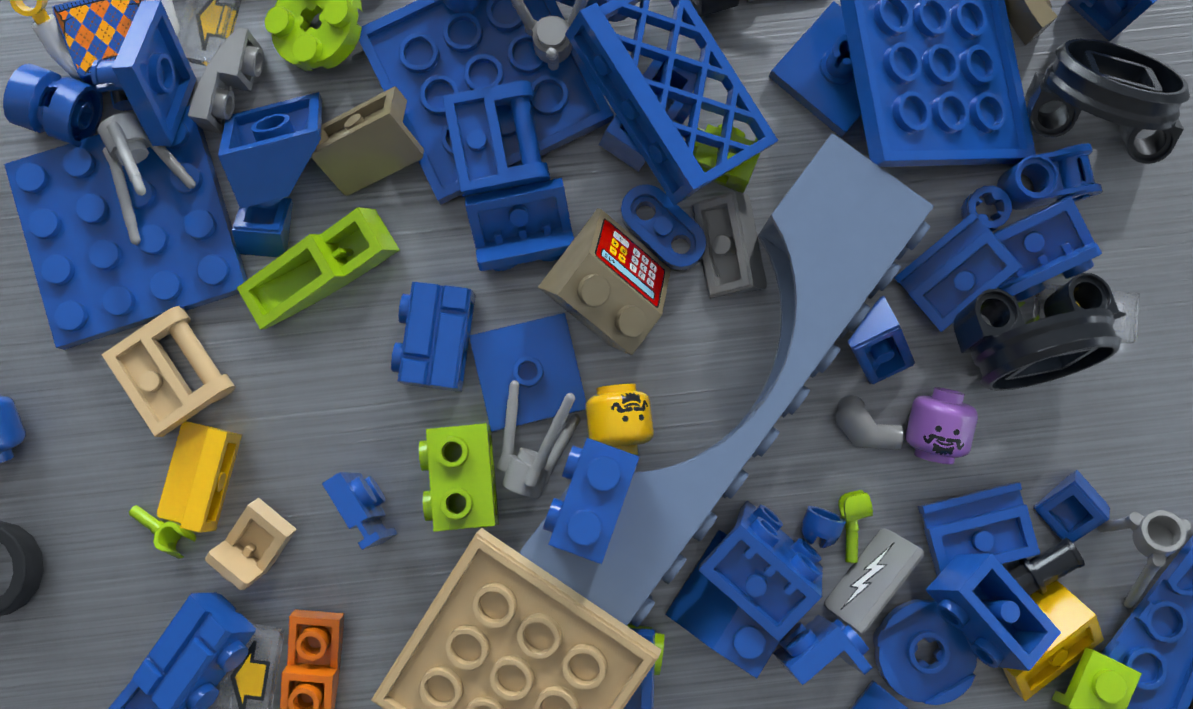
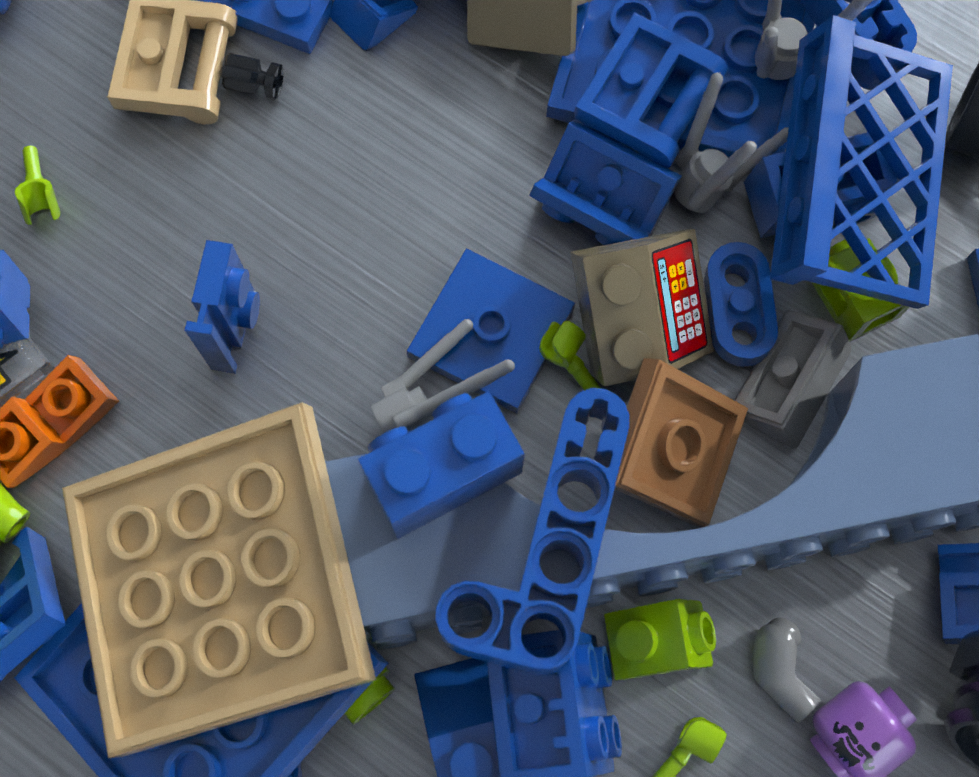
camera: 40 degrees right, 10 degrees down
(198, 476) = (113, 169): yellow panel -> none
(226, 341) = (246, 75): none -> black piece
(251, 545) = (97, 264): tan bracket -> none
(318, 267) = (388, 77): lime slope -> none
(434, 336) = (434, 221): blue brick -> none
(460, 477) = (340, 364): lime brick -> none
(576, 159) = (711, 172): none -> light grey plant
(581, 348) = (561, 346): none -> lime hand
(620, 417) = (537, 428): yellow head -> none
(687, 479) = (555, 529): none -> blue beam
(700, 353) = (678, 442): none -> medium nougat tile
(786, 471) = (660, 638): none -> lime bracket
(822, 524) = (652, 726): blue hinge -> none
(880, 344) = (867, 589): blue slope -> none

